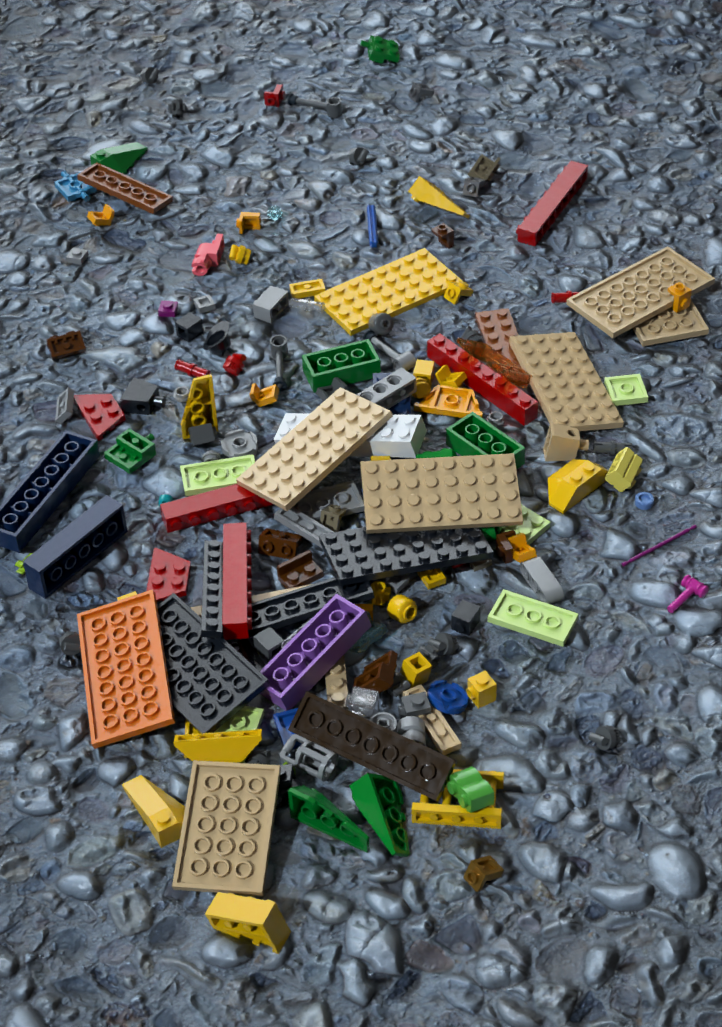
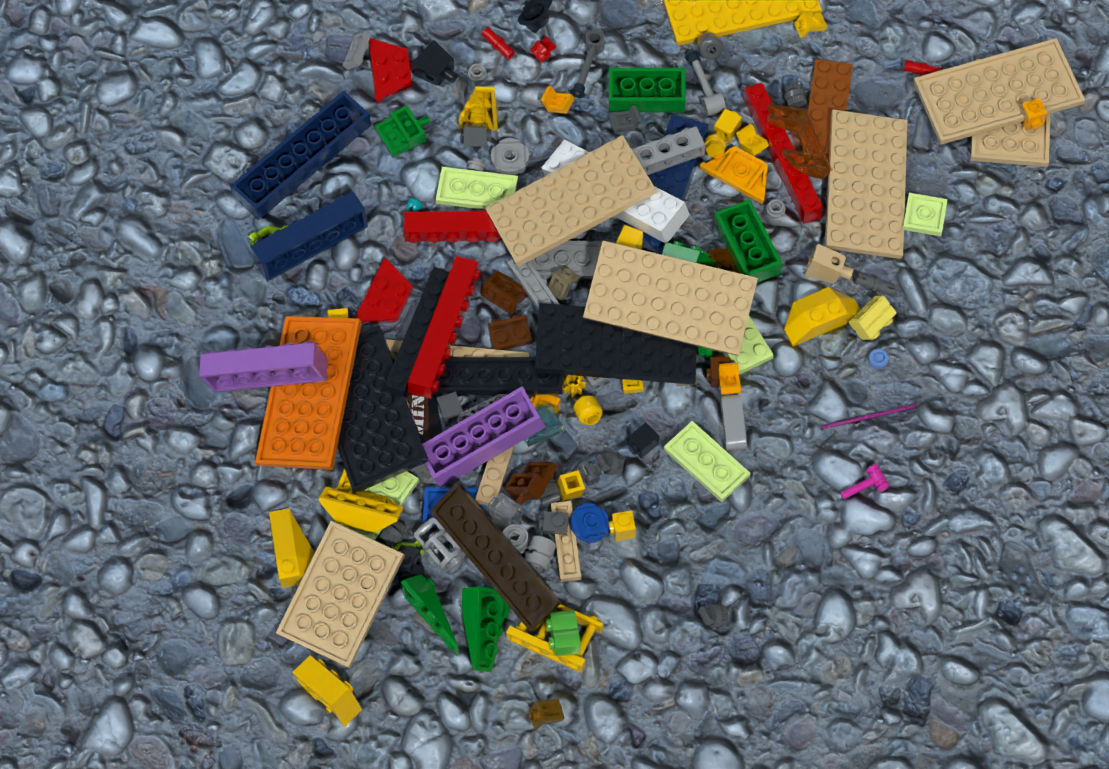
camera: 20 degrees right, 20 degrees up
(72, 654) = (263, 367): none -> medium lavender brick

